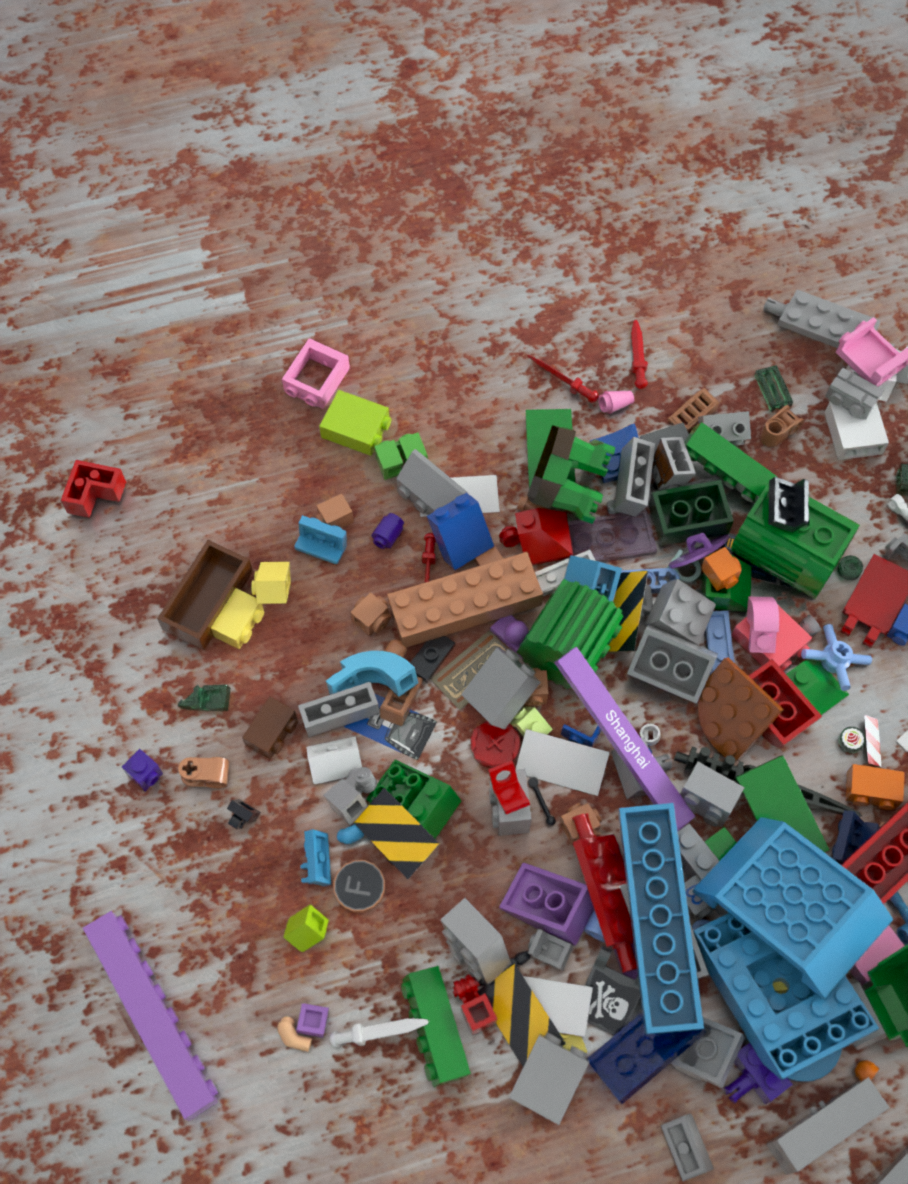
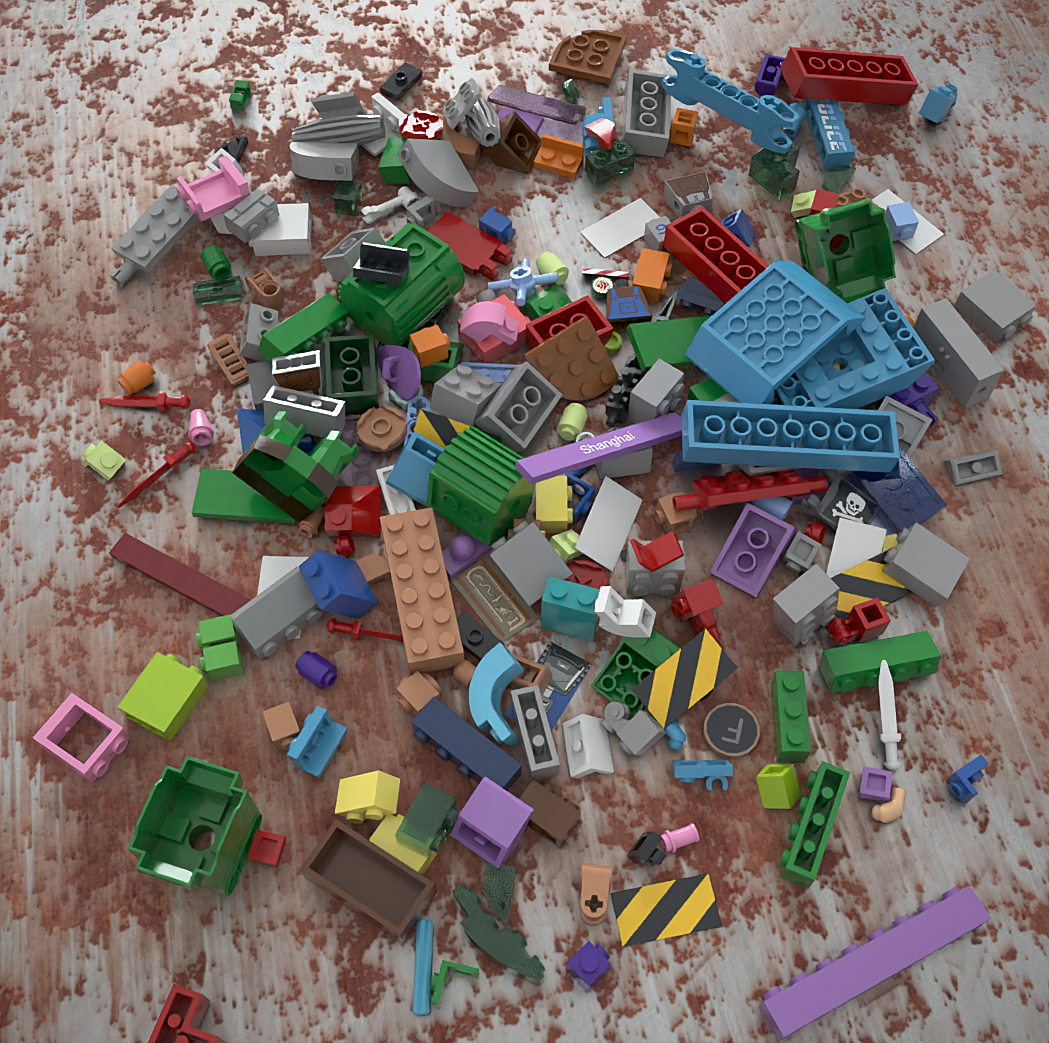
camera: 85 degrees left, 5 degrees down
(132, 659) = (439, 979): none -> green bracket
(141, 647) = (423, 967): none -> medium azure axle
(156, 702) = (501, 947): none -> clear green slope
(196, 836) = (665, 910): none -> sticker
(227, 444) = (184, 807): none -> green piece
(233, 519) = (267, 848): none -> red plate
(254, 628) = (428, 821): none -> clear green brick
(254, 680) = (492, 822): none -> medium lavender slope
(255, 841) = (679, 838): none -> bright pink pin
(268, 958) = (815, 824): none -> green brick
(322, 655) = (464, 746): none -> dark blue brick
(327, 1115) = (962, 779): none -> blue bracket
(372, 937) = (790, 717): none -> green brick
(444, 766) = (623, 616): none -> white brick
(456, 727) = (569, 609): none -> teal brick
(465, 415) = (177, 576): none -> dark red tile
(473, 843) = (697, 605): none -> red brick
(569, 710) = (552, 504): none -> light yellow brick
(570, 333) = (103, 459): none -> yellowish green bracket
(576, 966) = (815, 531): none -> red plate
(609, 489) = (307, 443): none -> clear blue hinge
(635, 548) = (381, 428): none -> nougat tile
(660, 341) = (136, 377): none -> orange brick
(673, 720) = (572, 421): none -> yellowish green brick
(787, 750) = (614, 344): none -> lime tile
(803, 379) = (216, 262): none -> green brick
(824, 762) = (626, 306): none -> torso
(833, 490) = (346, 253): none -> light grey brick
(863, 685) = (550, 263): none -> yellowish green brick

